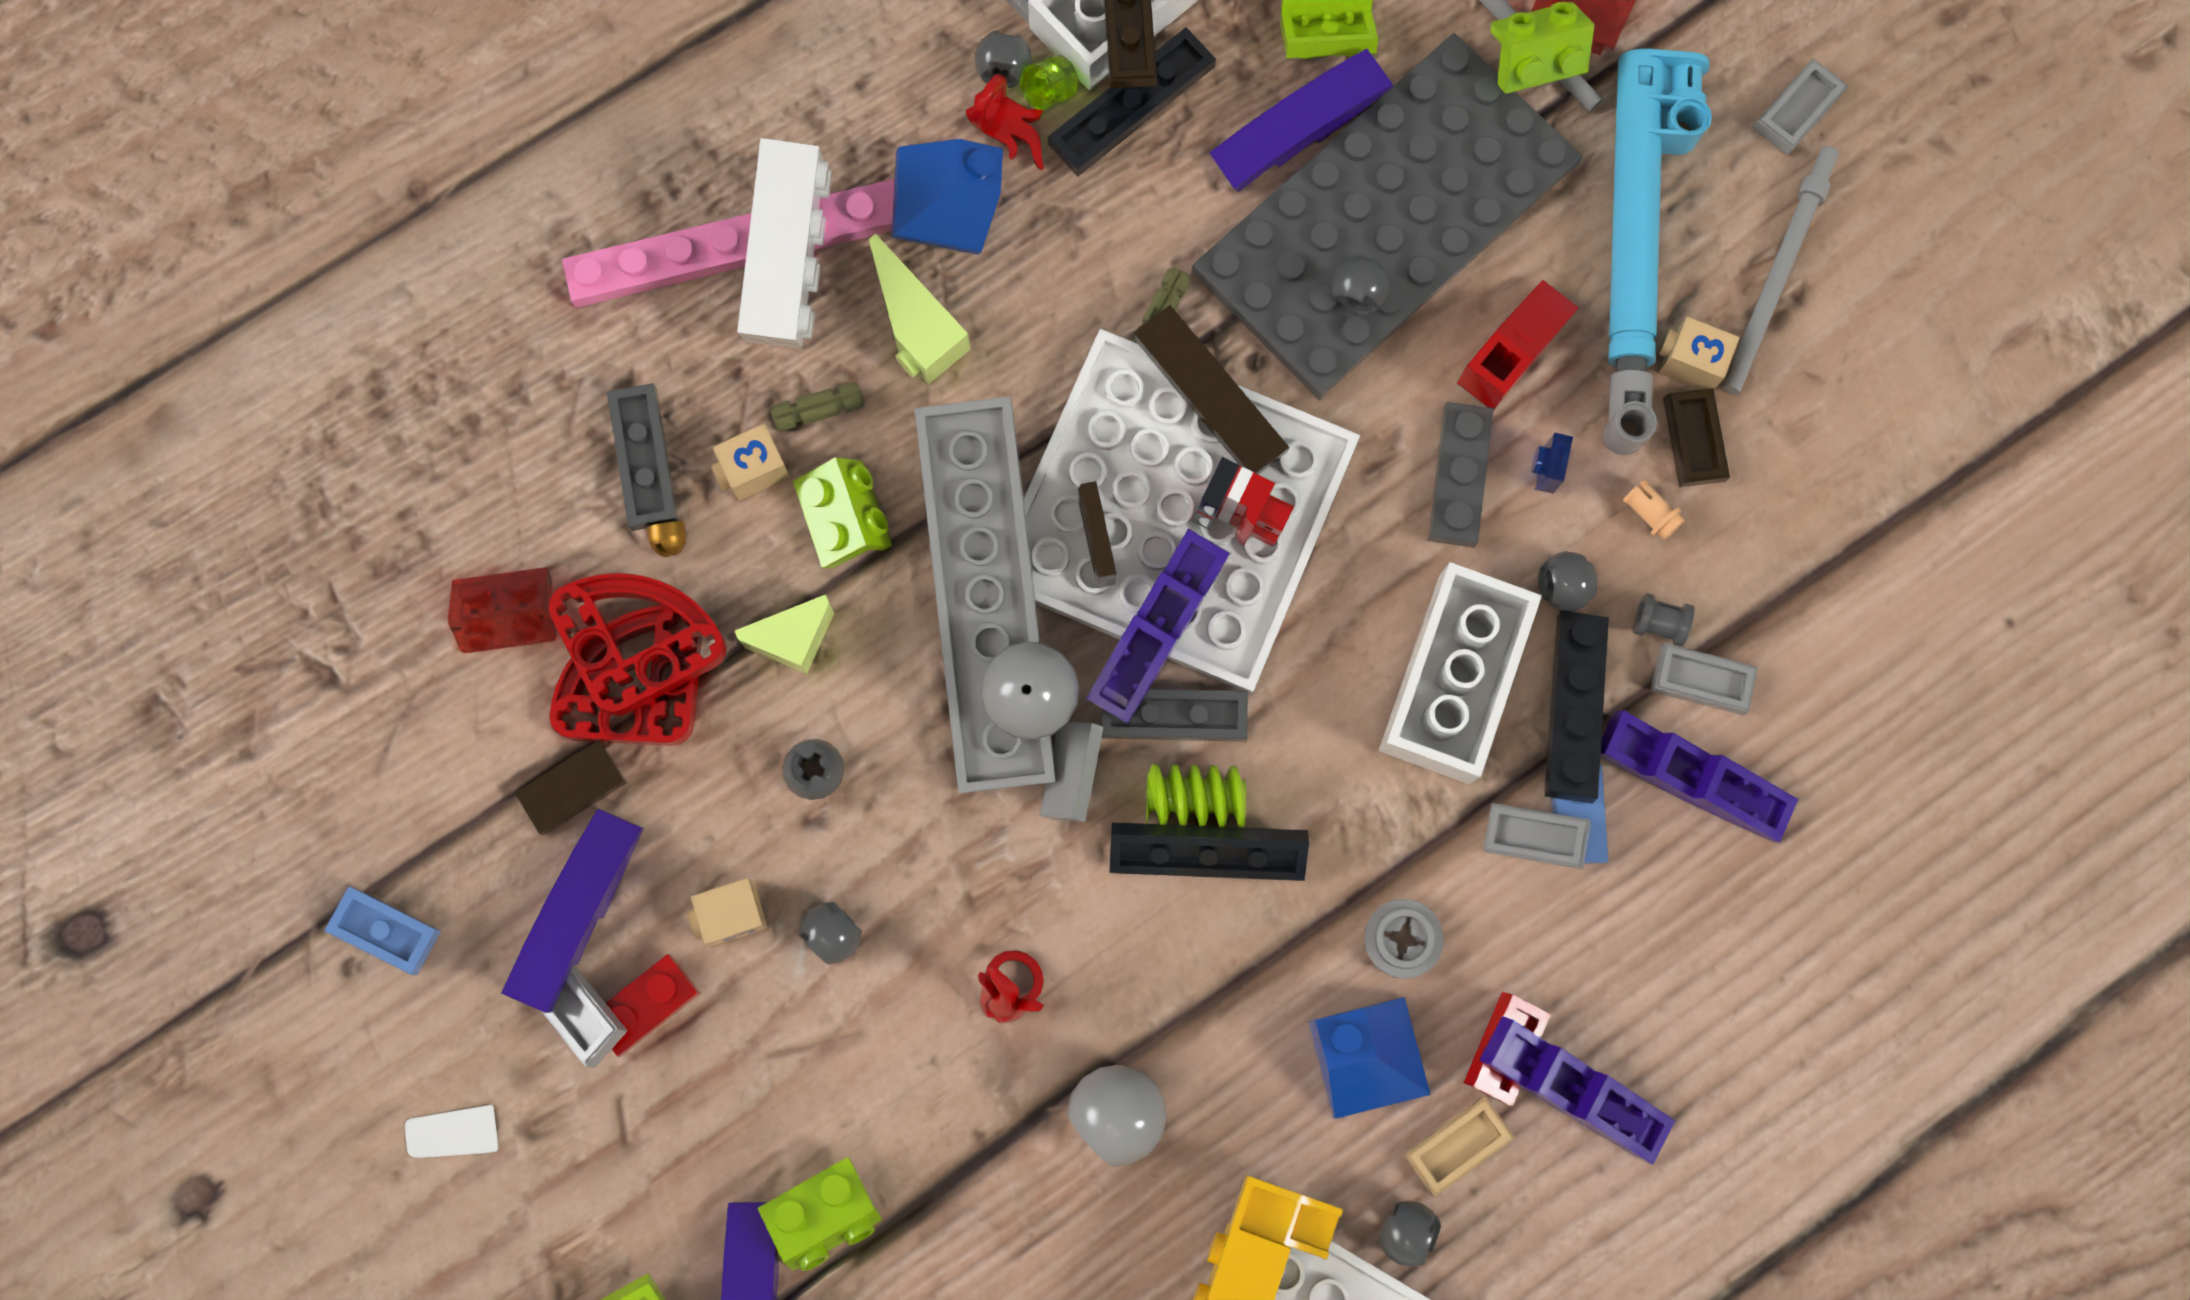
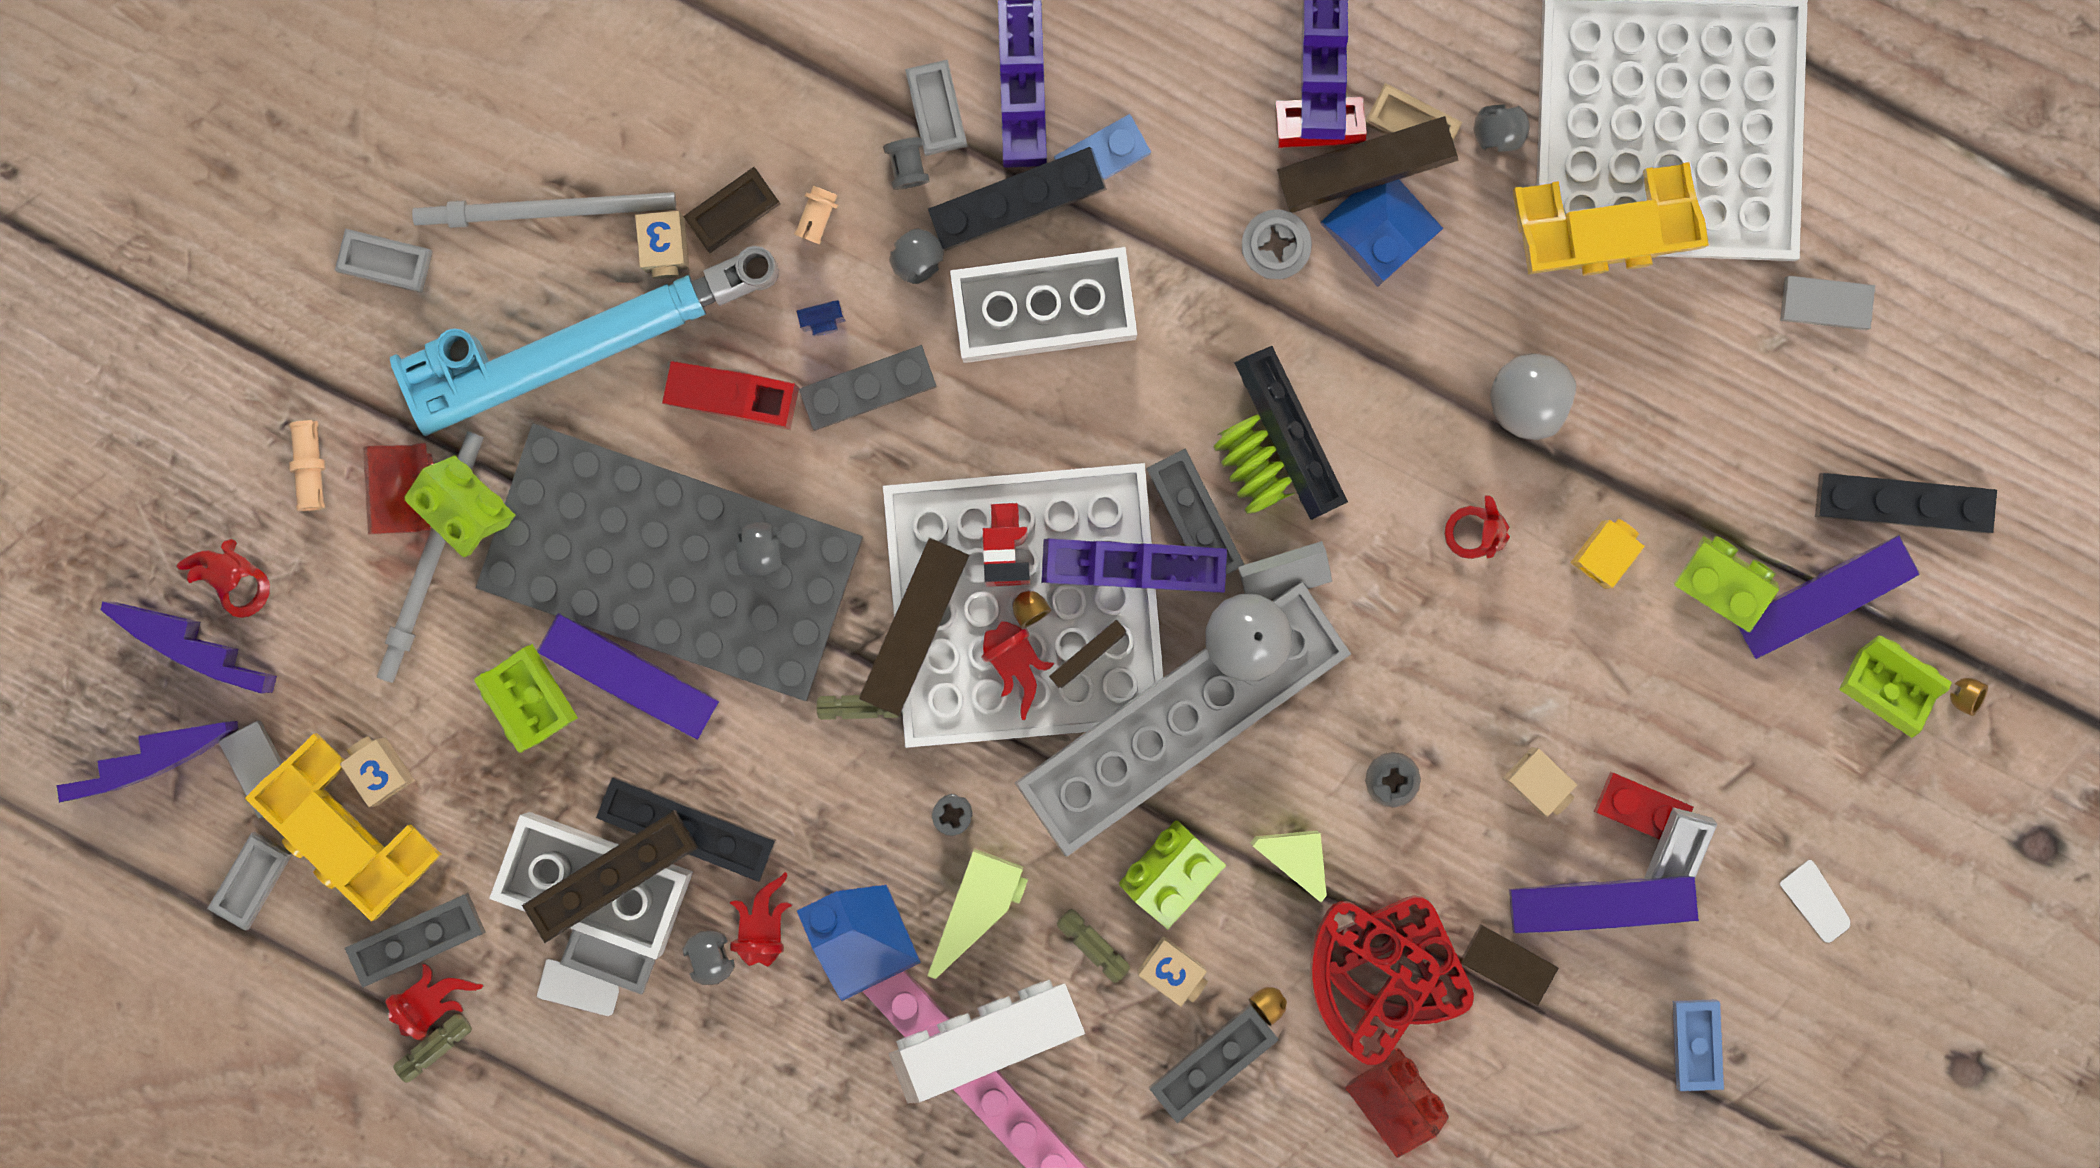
camera: 110 degrees left, 10 degrees up
(830, 933) = (1513, 694): dark grey piece -> none
(918, 1108) = (1608, 552): none -> yellow brick
(1001, 332) = (948, 827): none -> dark grey bush
(1049, 82) = (709, 907): clear neon green wheel -> none
(1132, 466) = (1012, 655): none -> red piece
(1170, 505) = (1030, 608): none -> pearl gold hinge
(1440, 1074) = (1367, 164): none -> dark brown tile
(1537, 836) = (1140, 179): light grey tile -> none

